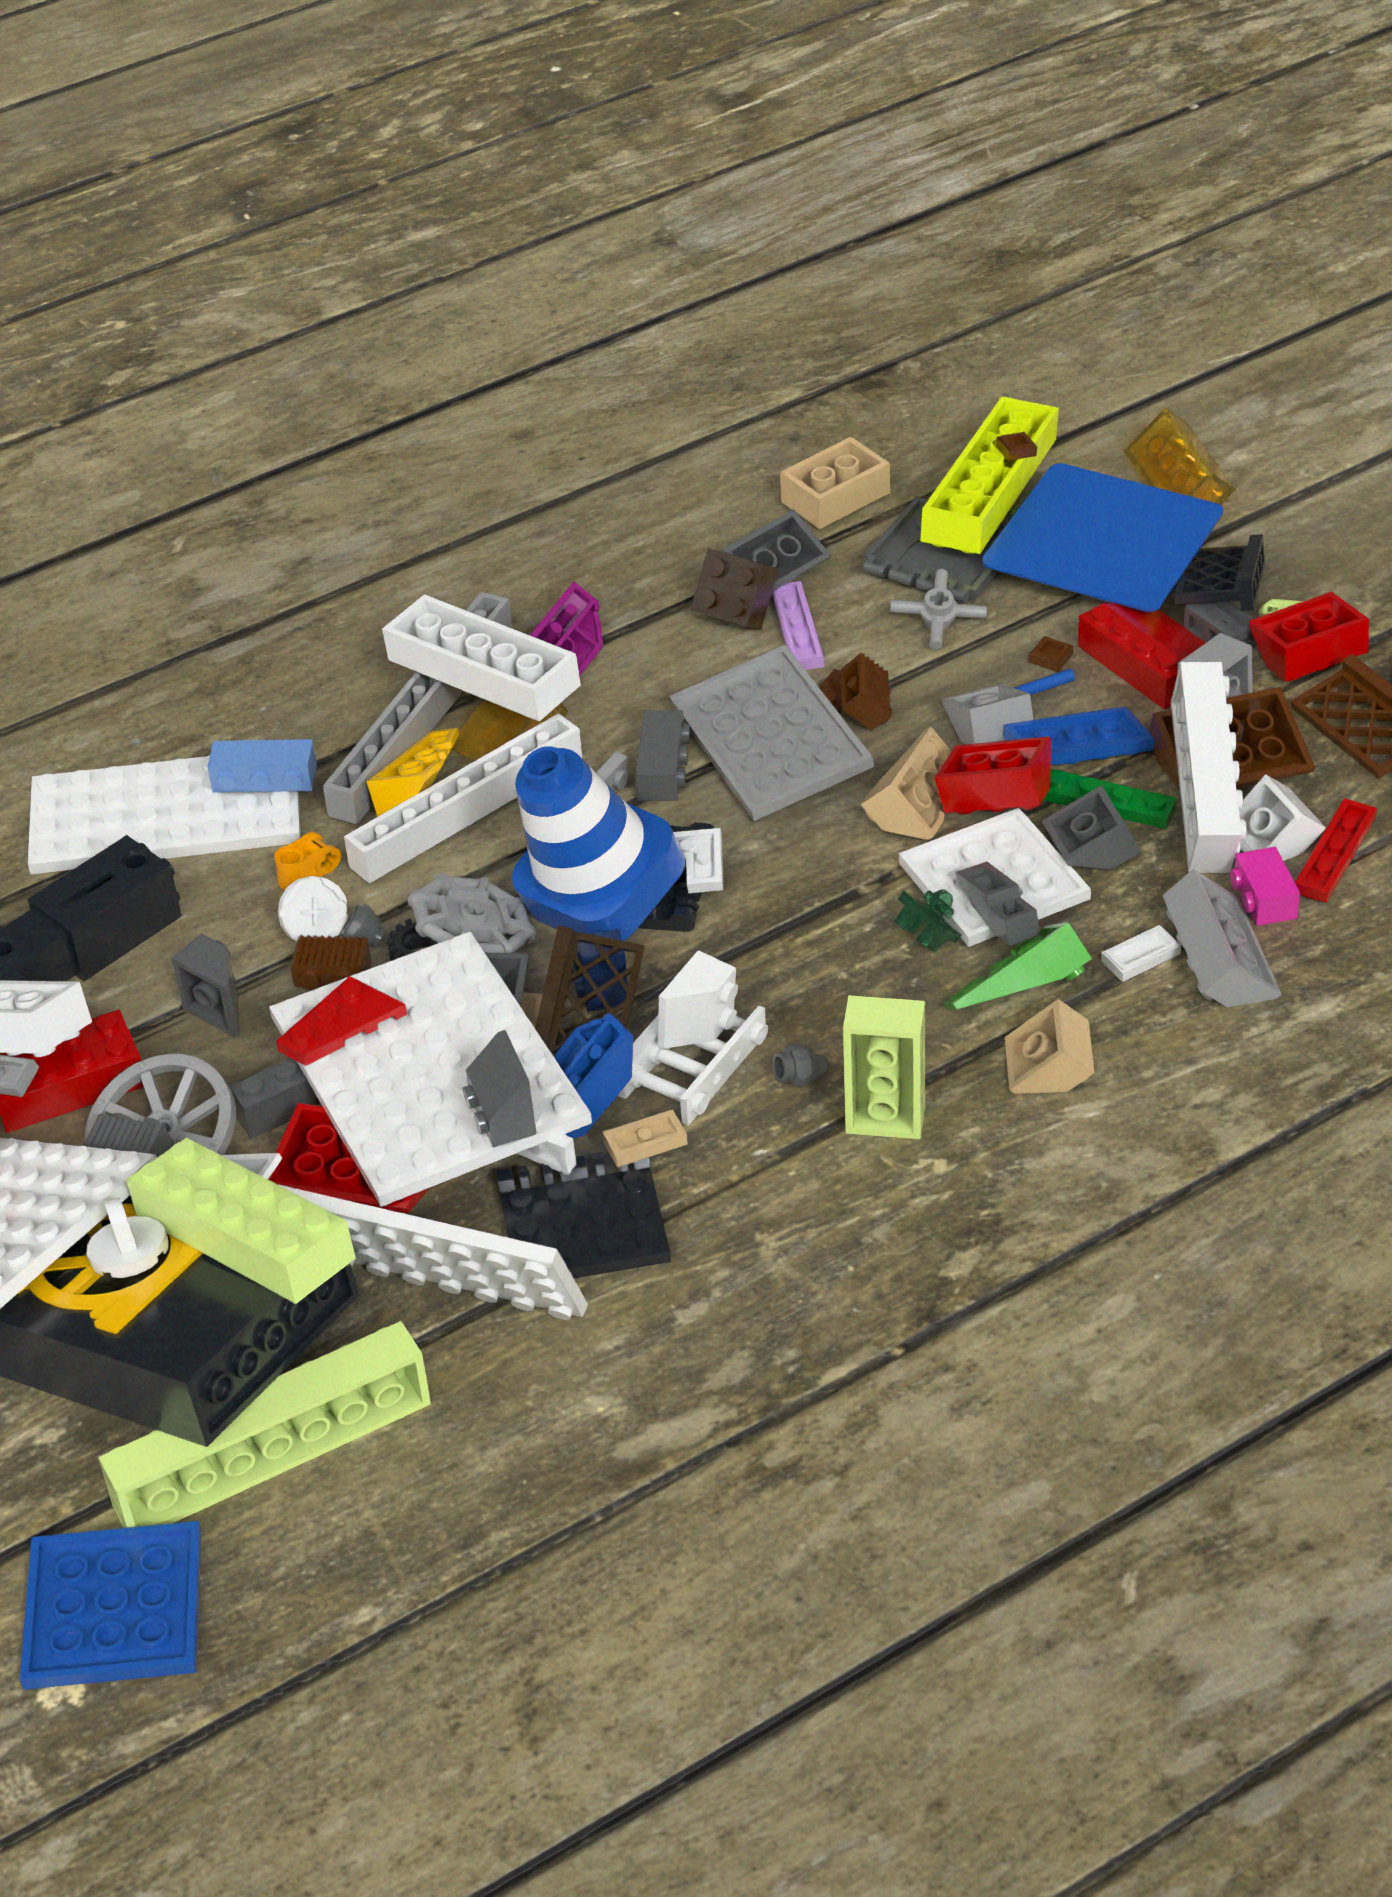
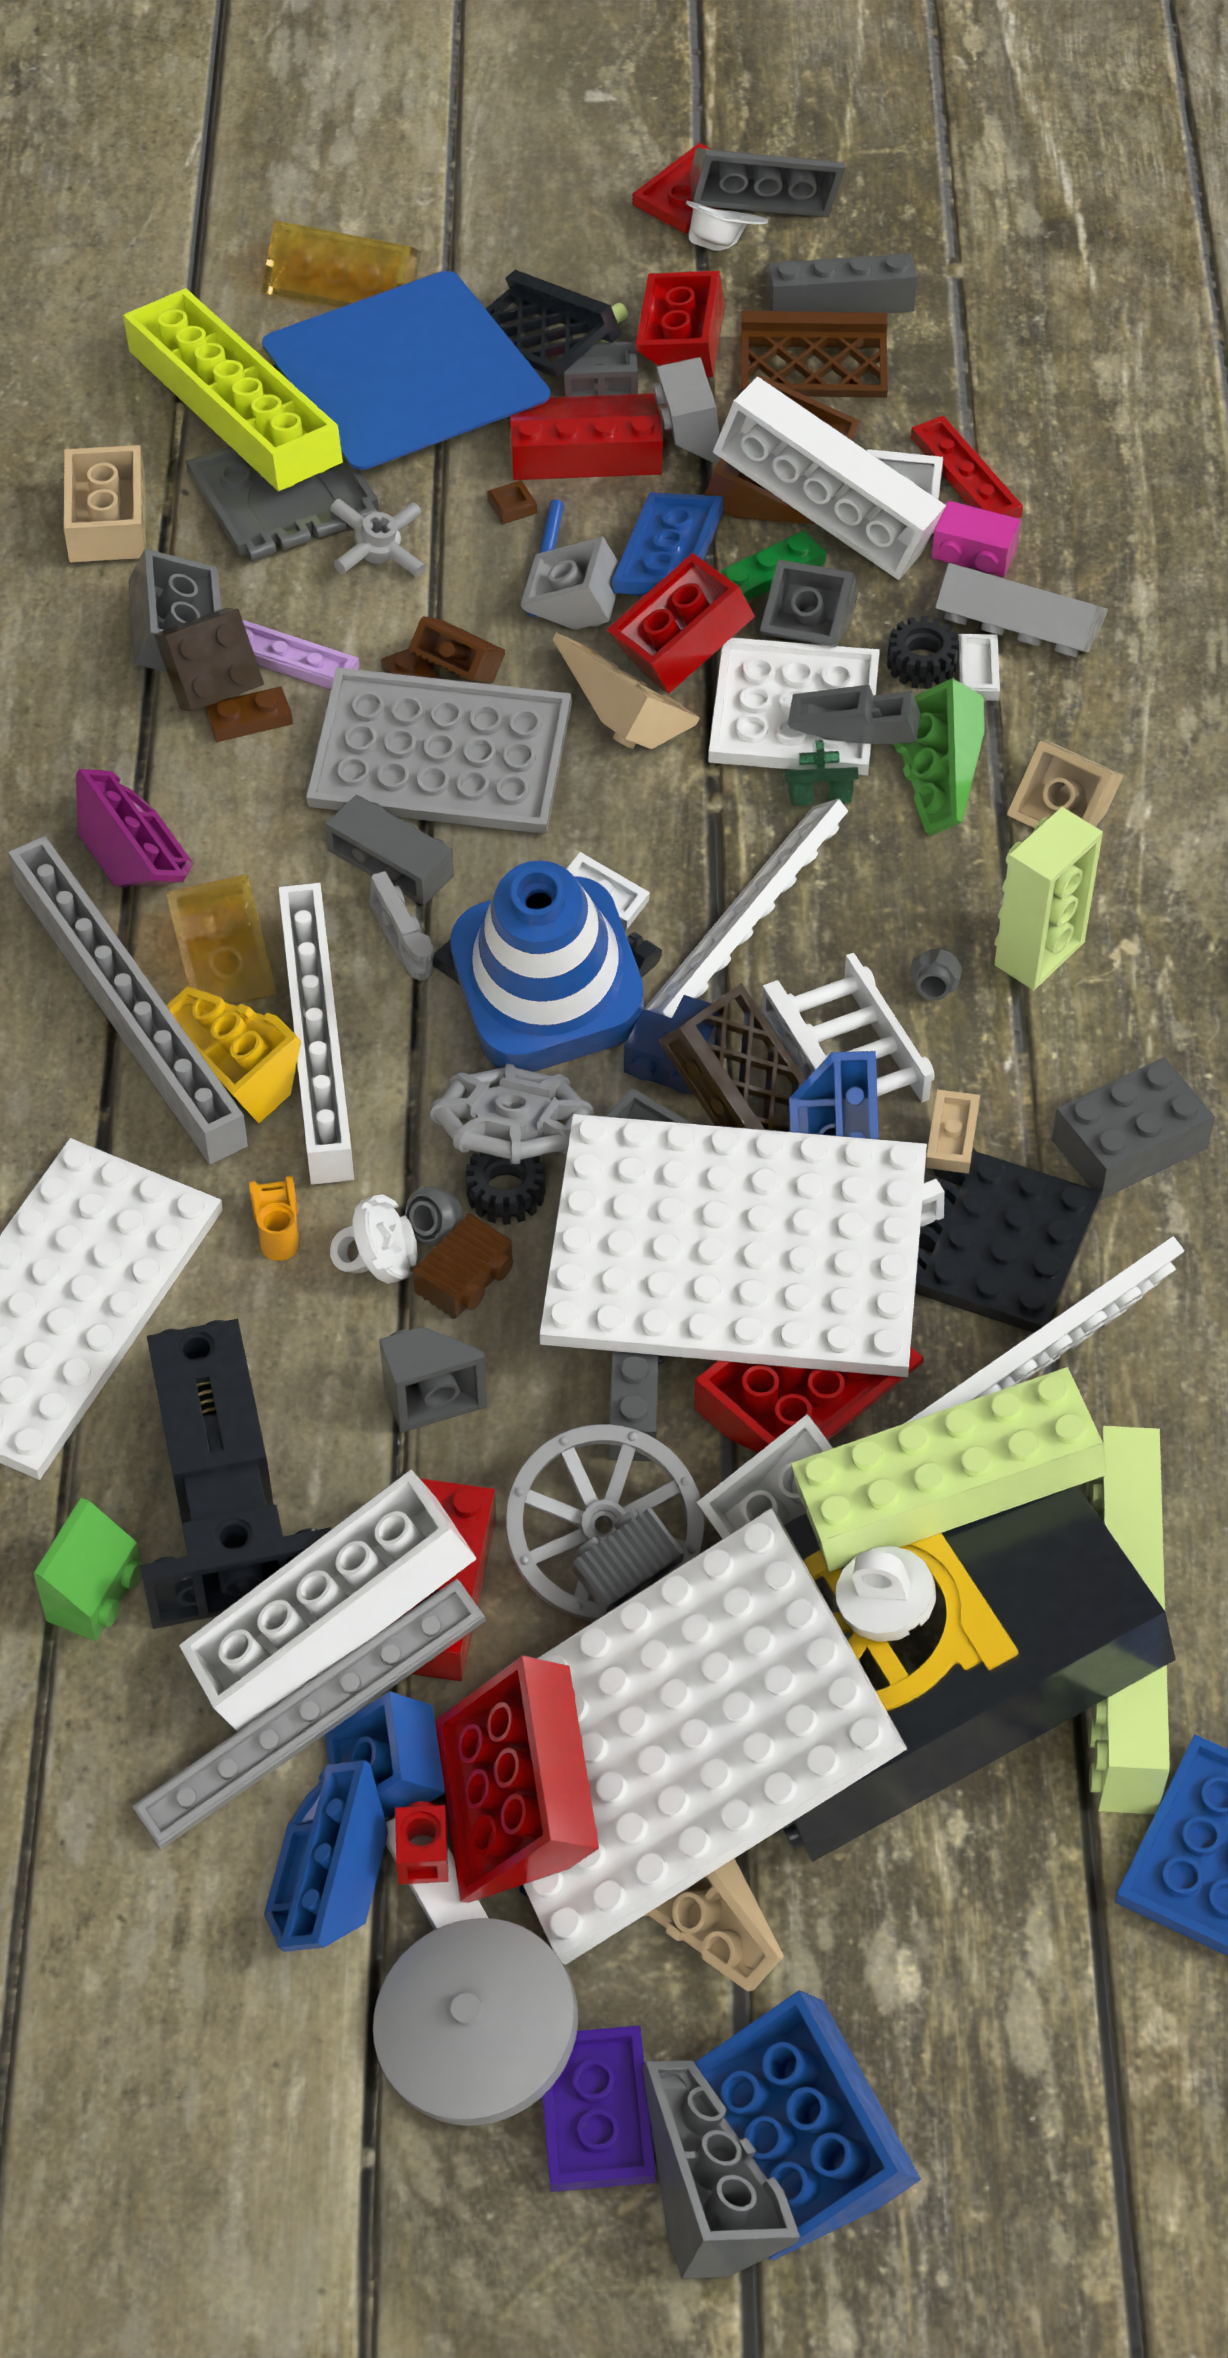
camera: 60 degrees left, 10 degrees up
(262, 765) = (106, 1174): medium blue brick -> none
(338, 1017) = (633, 1278): red wing -> none
(482, 657) = (158, 895): white brick -> none
(500, 1093) = (884, 1184): dark grey slope -> none
(697, 1002) = (830, 986): white slope -> none
(726, 640) = (249, 714): none -> reddish brown plate
(741, 1238) = (1132, 1128): none -> dark grey brick
(780, 945) = (751, 905): none -> white plate
(1016, 446) = (234, 343): reddish brown tile -> none
(1122, 901) = (928, 637): none -> black tyre

